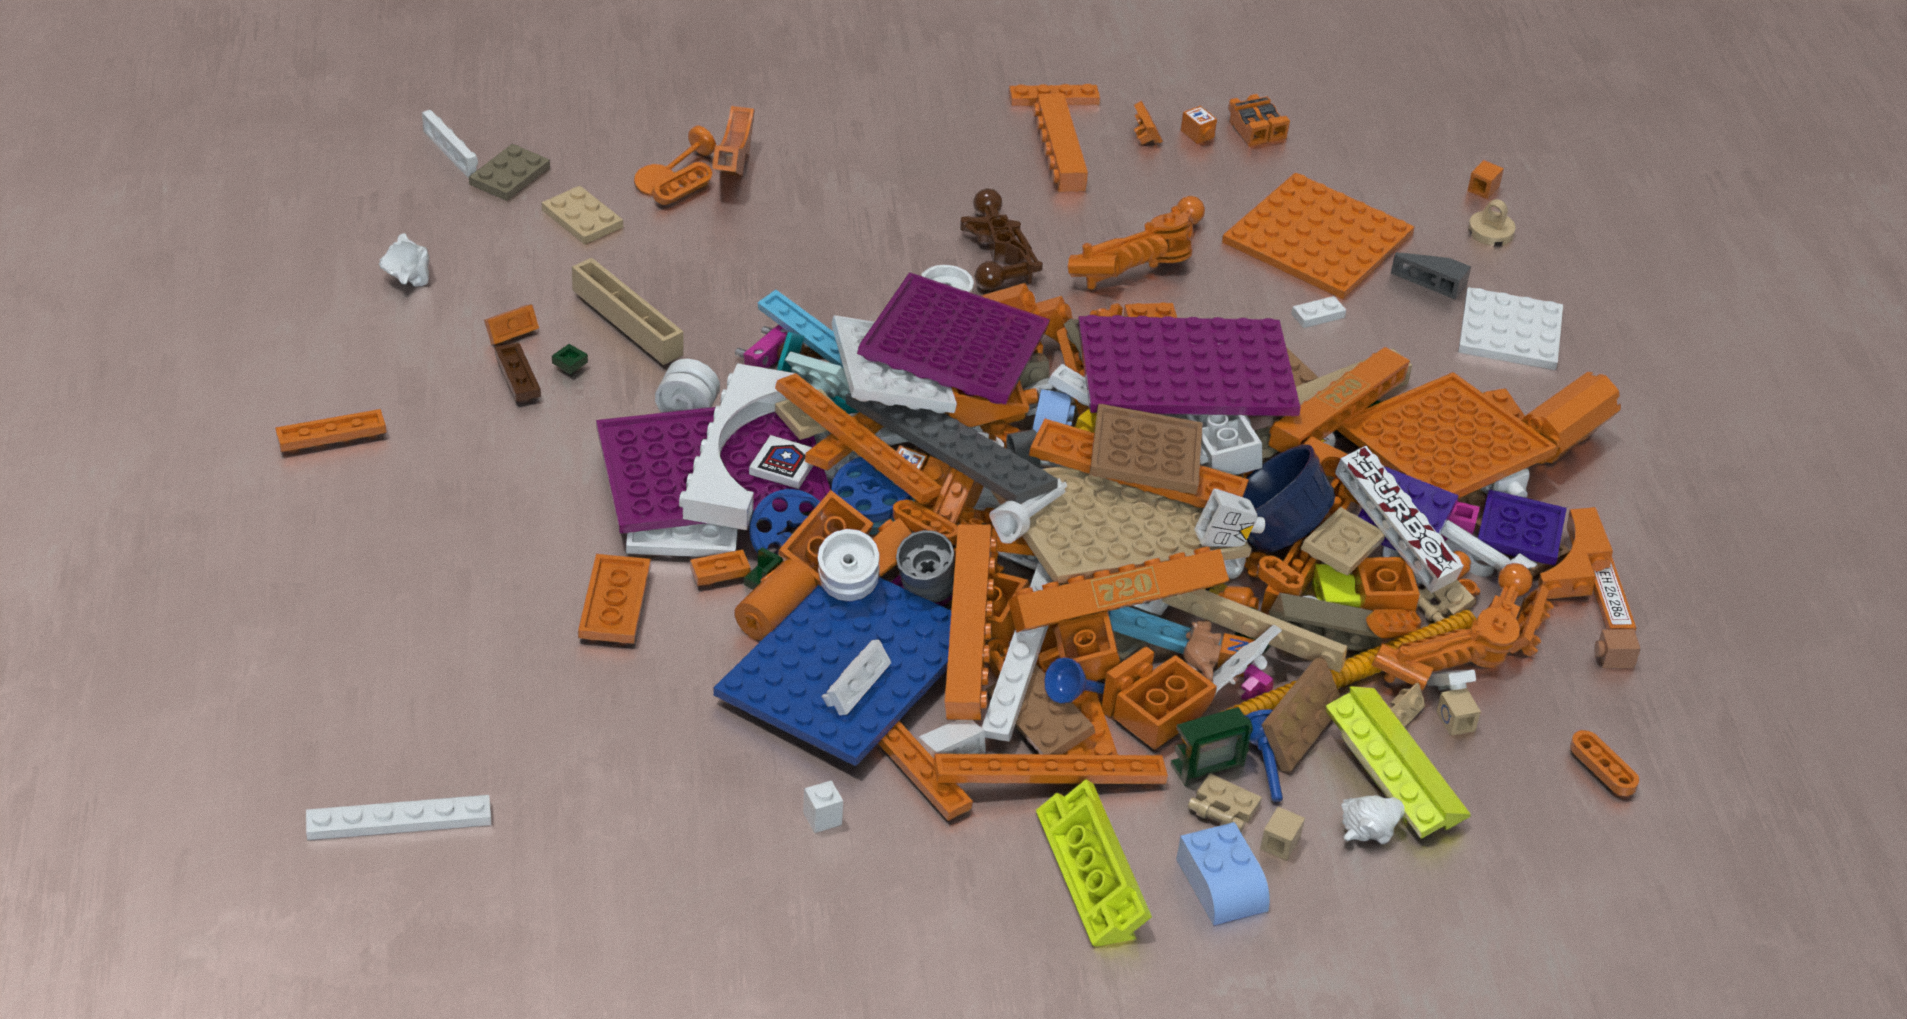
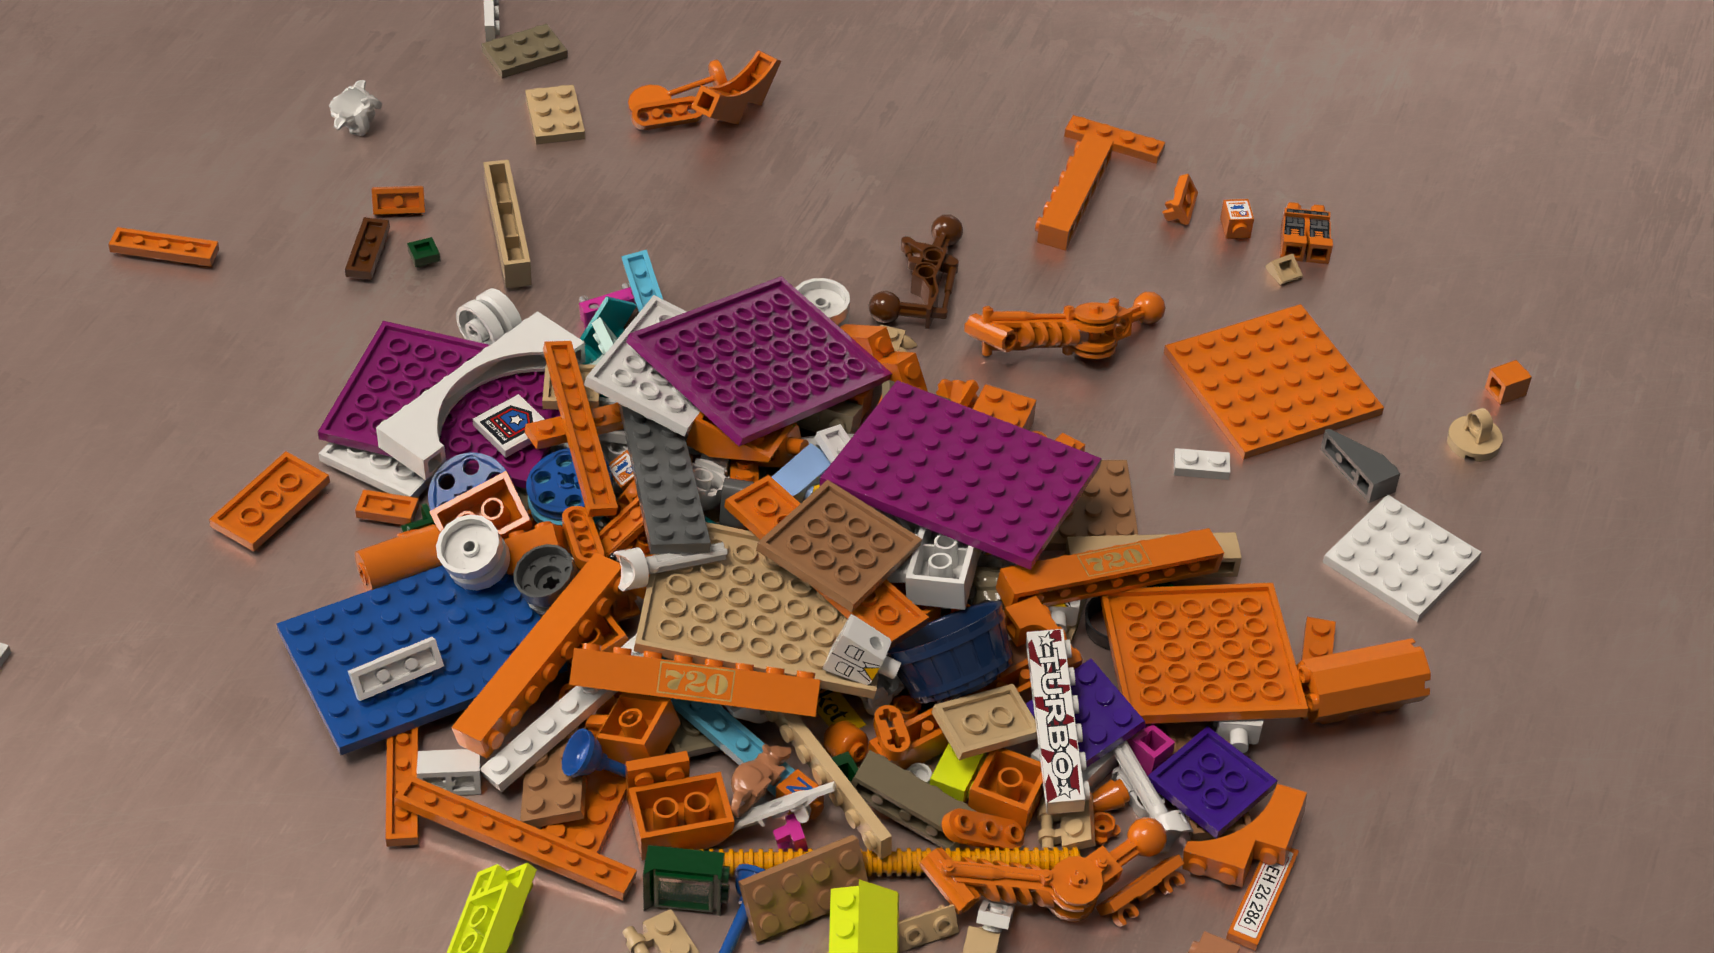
camera: 30 degrees right, 5 degrees up
(823, 806) = (277, 782): white brick -> none
(1261, 152) = (1284, 269): none -> tan slope

